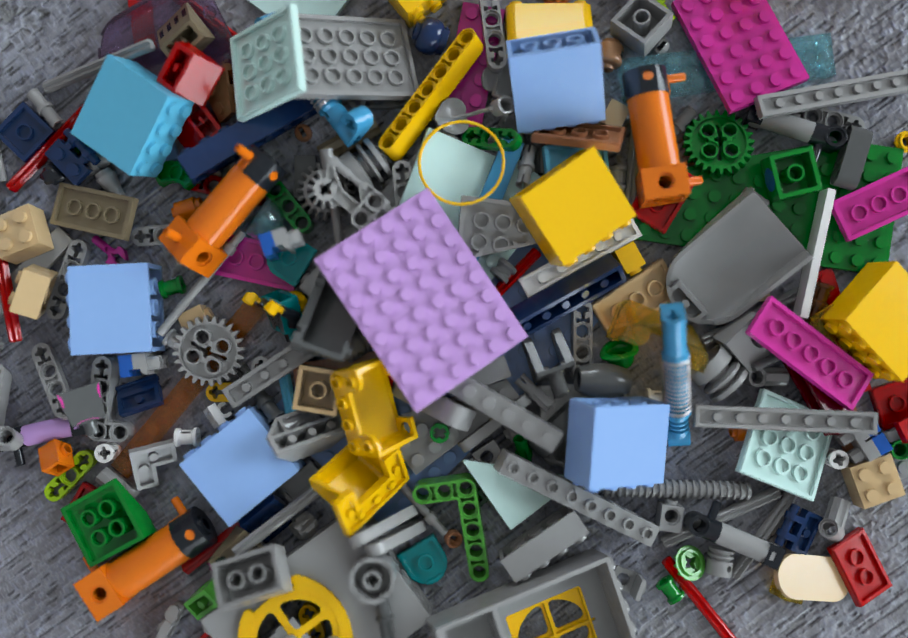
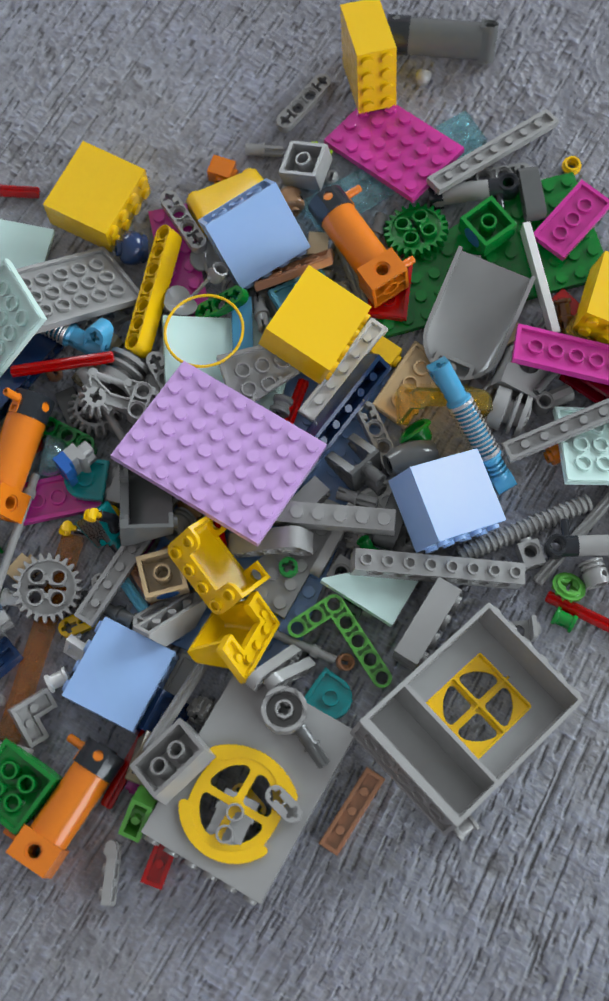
camera: 20 degrees left, 15 degrees down
(308, 136) = (62, 364): none -> red axle

